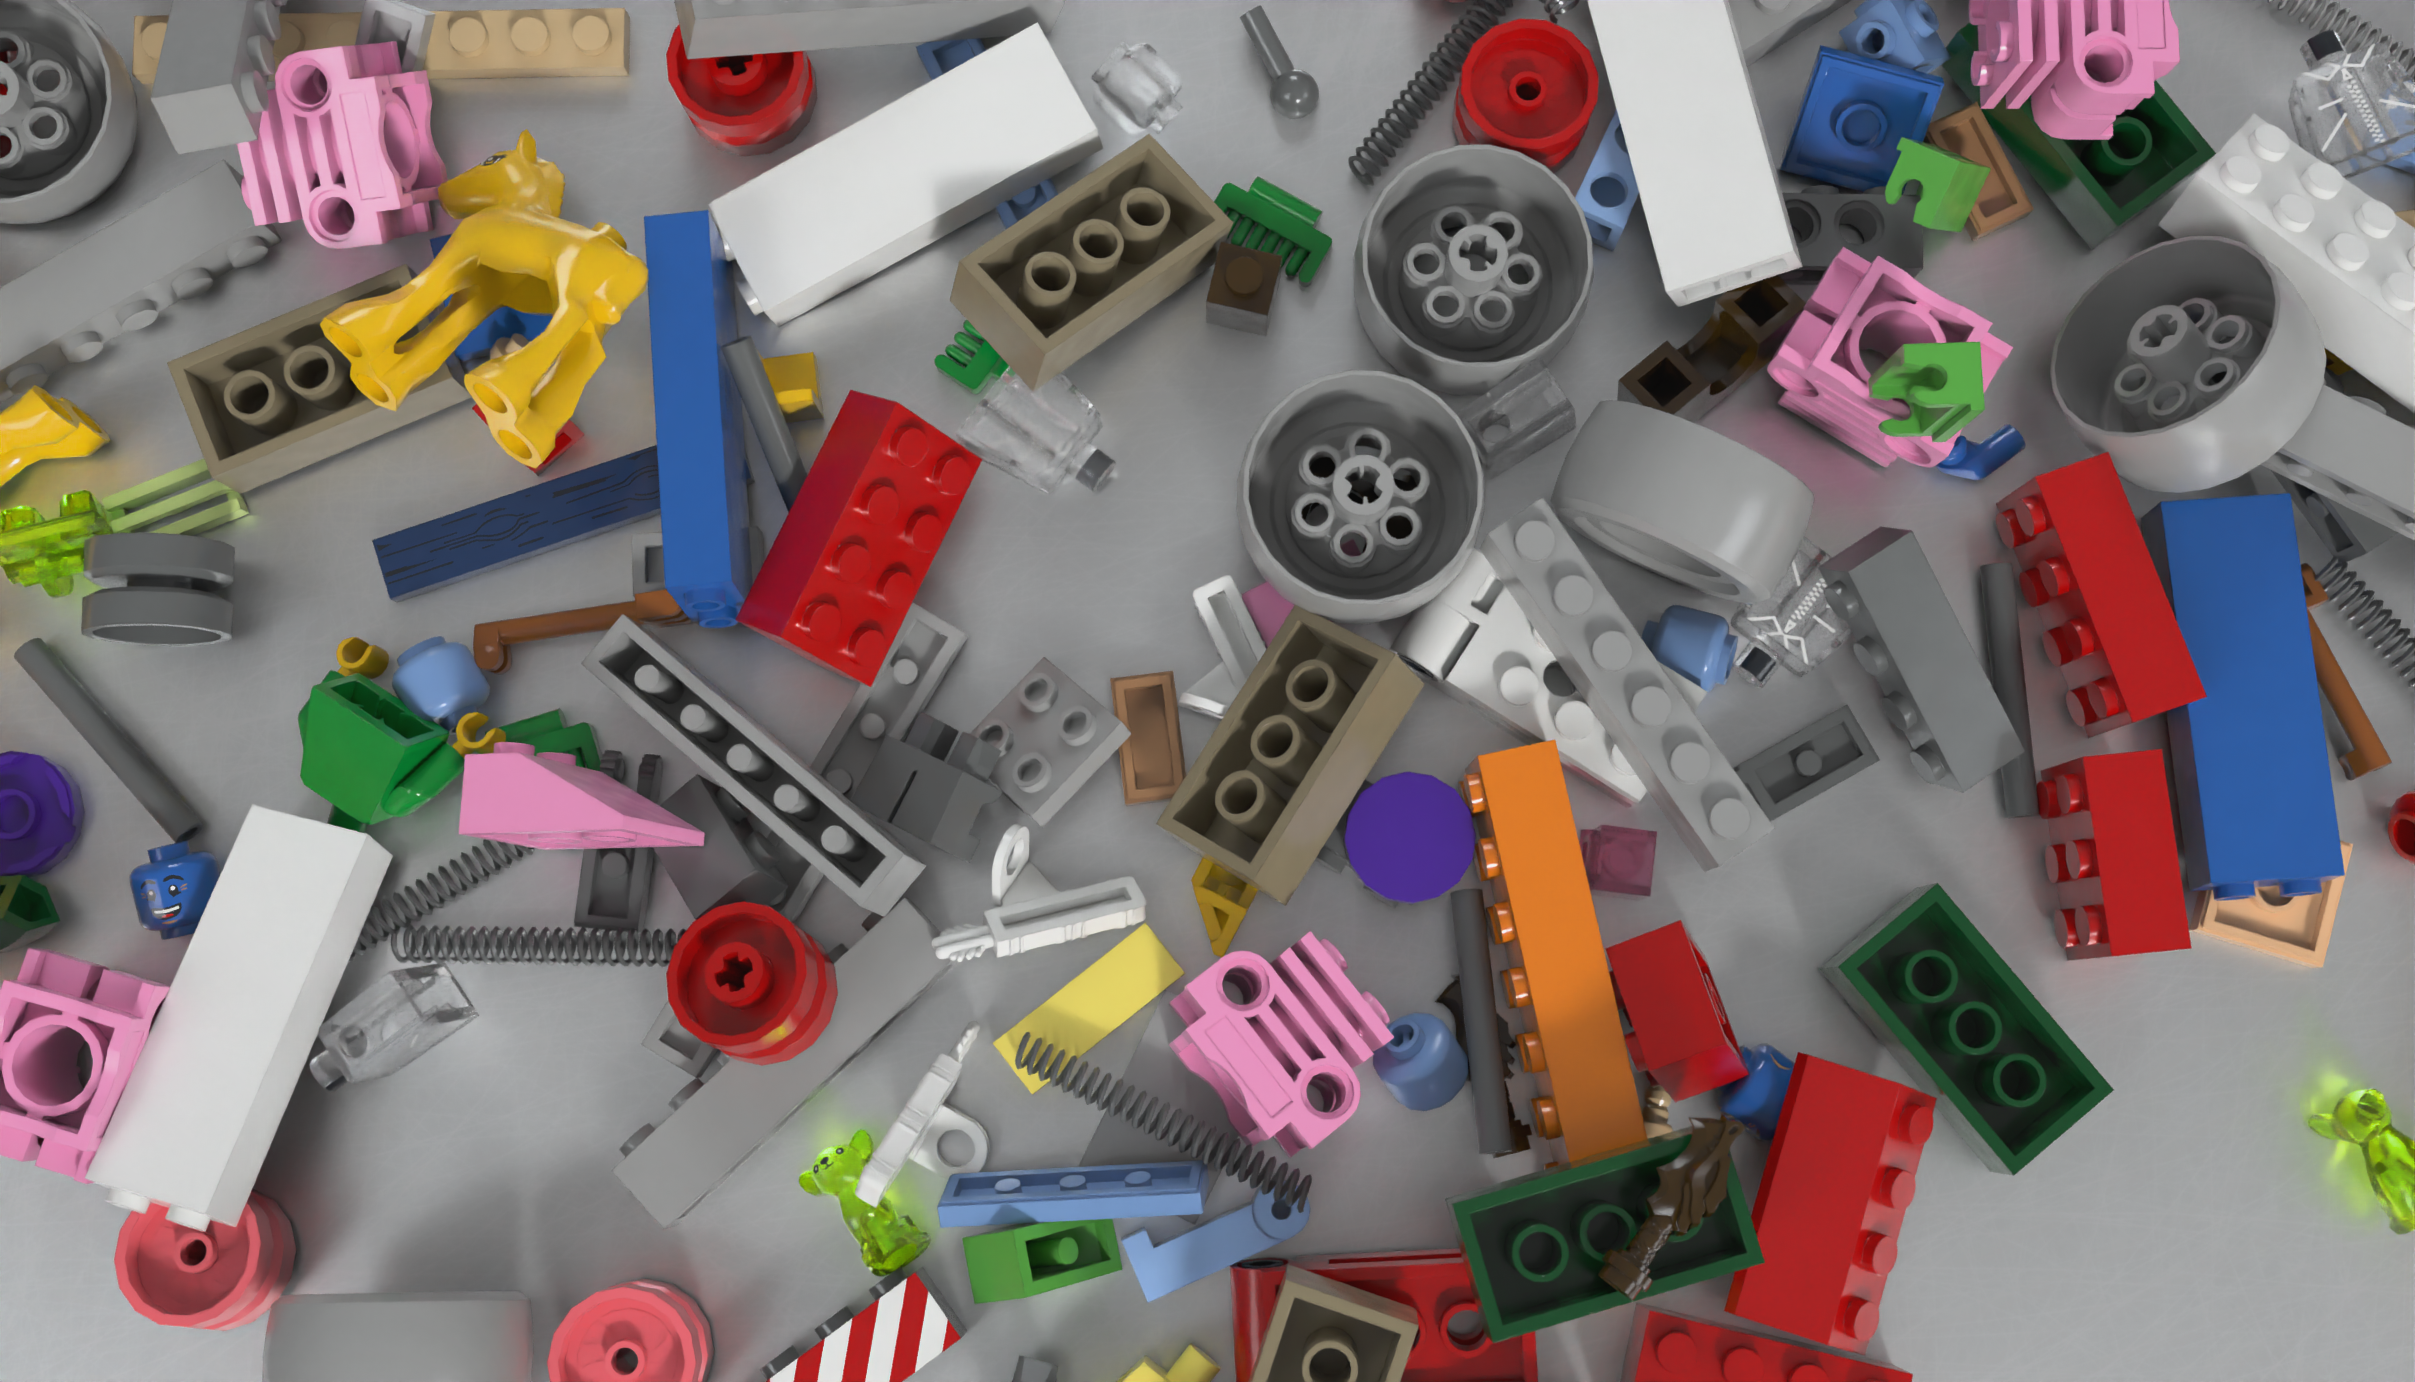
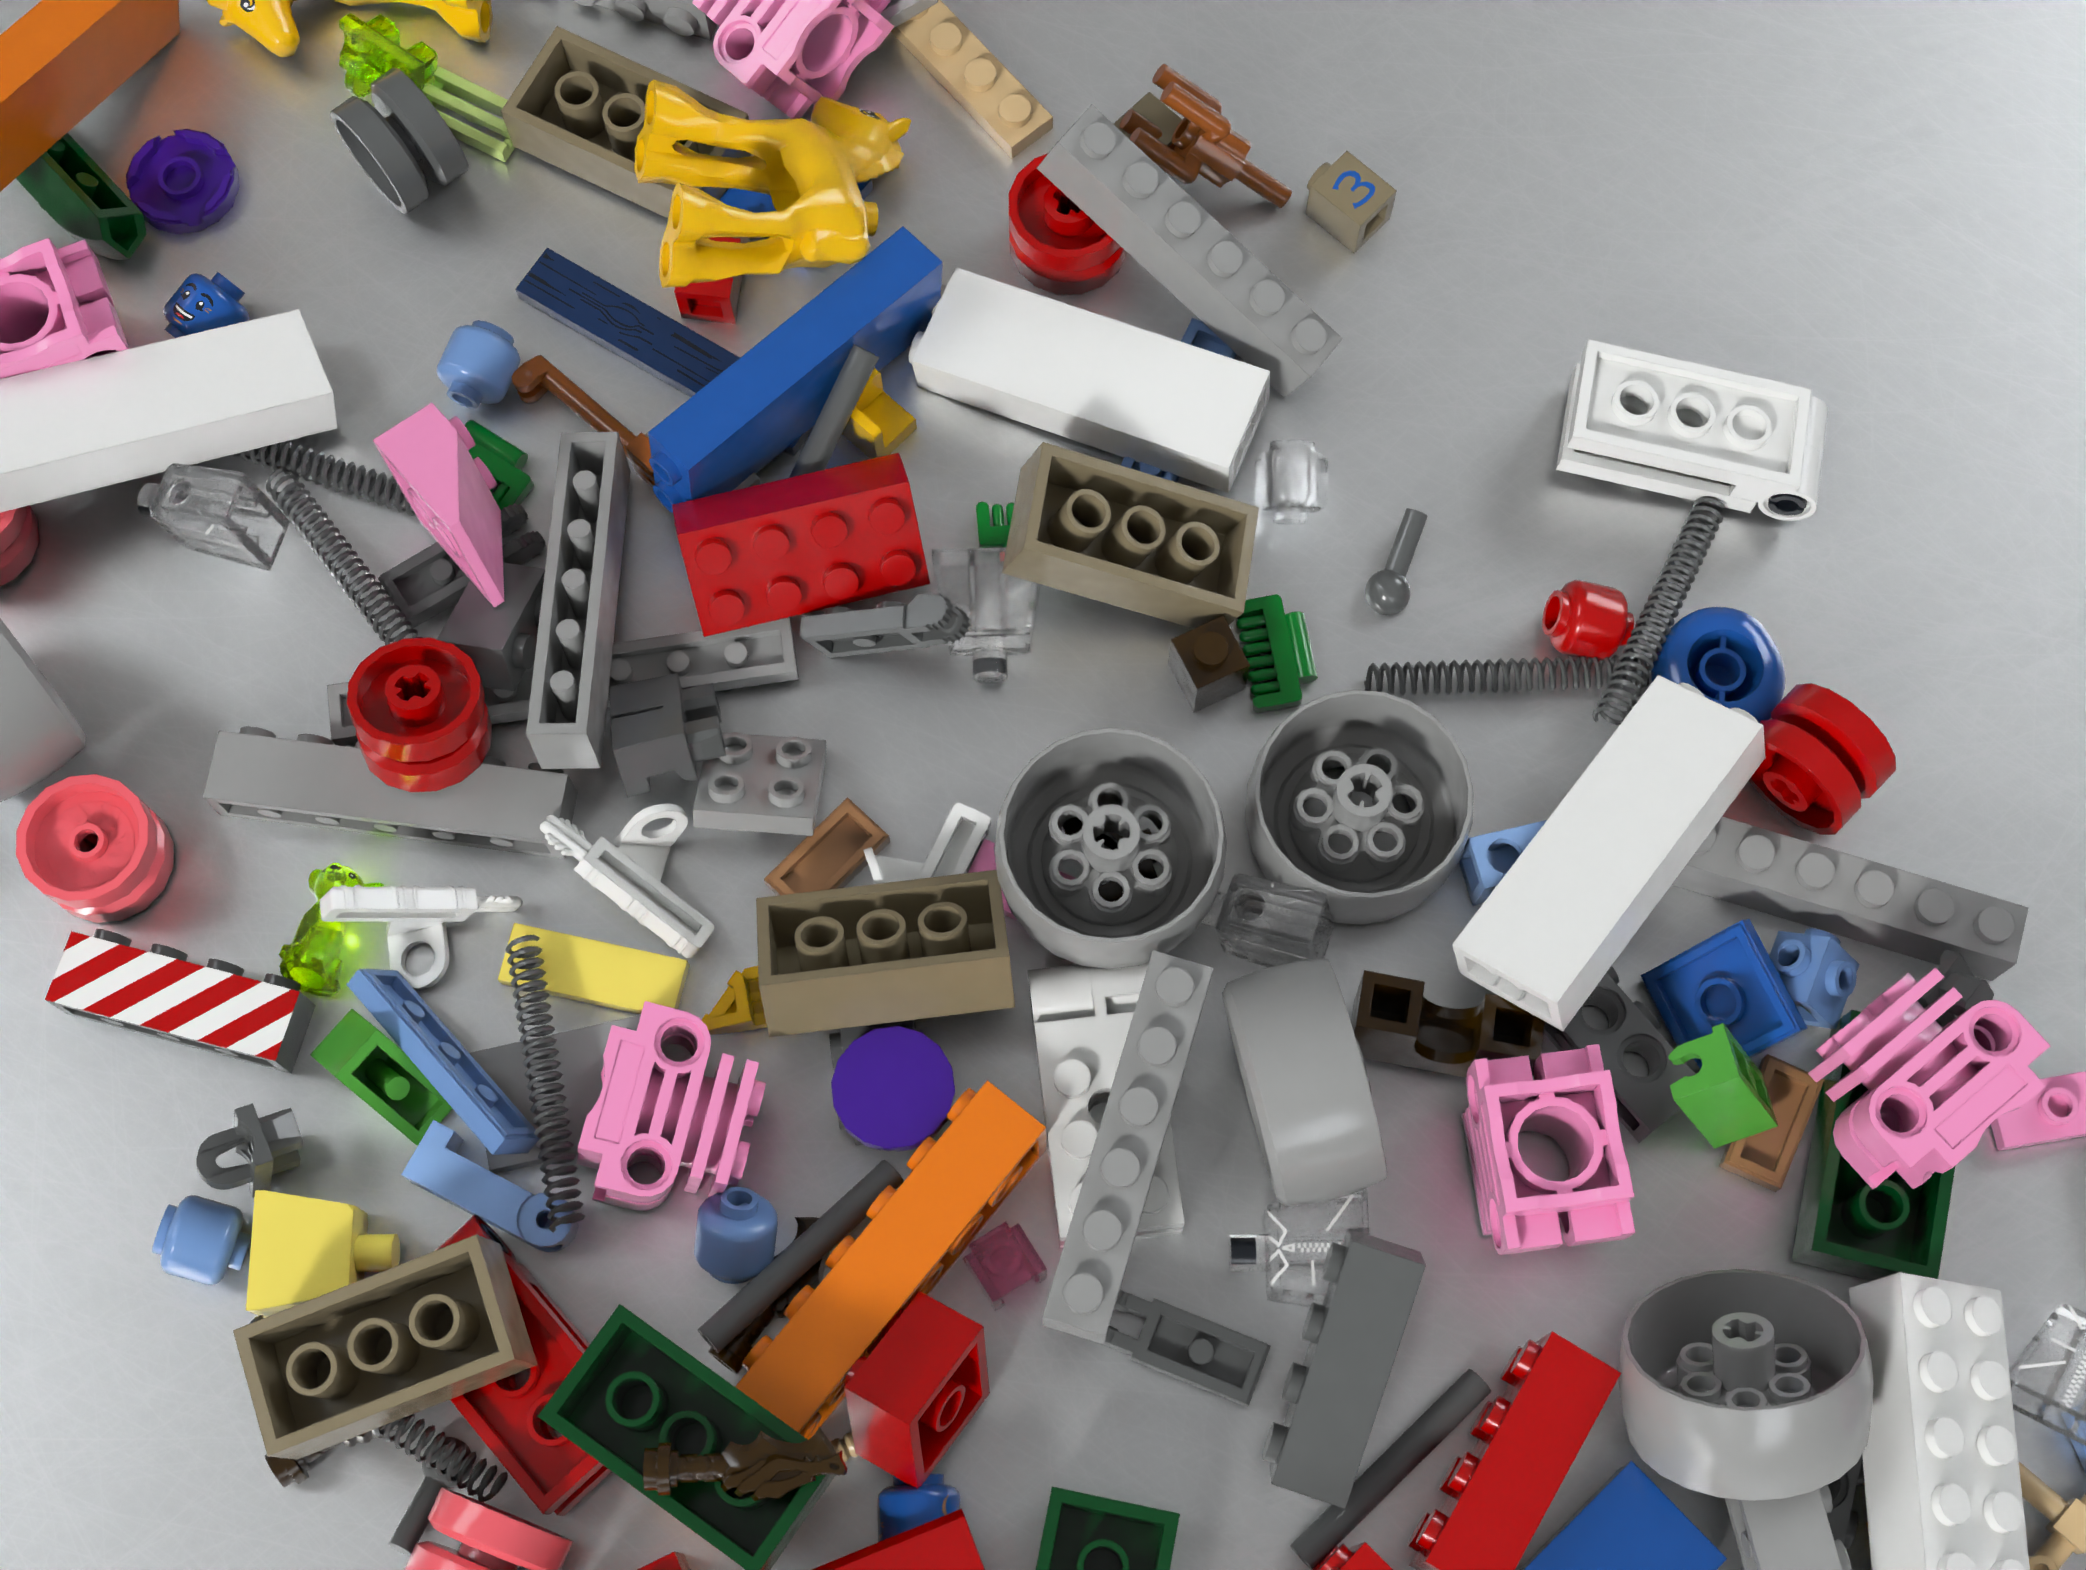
camera: 50 degrees right, 10 degrees down
(108, 740) = (277, 197): dark grey piece -> none
(371, 749) = (396, 352): green torso -> none
(995, 526) = (886, 627): none -> dark grey hinge
(1527, 91) = (1523, 744): red wheel -> none
(1693, 645) = (1215, 1192): medium blue head -> none
(1937, 383) = (1534, 1166): bright green hinge -> none
(1979, 460) = (1546, 1297): blue arm -> none

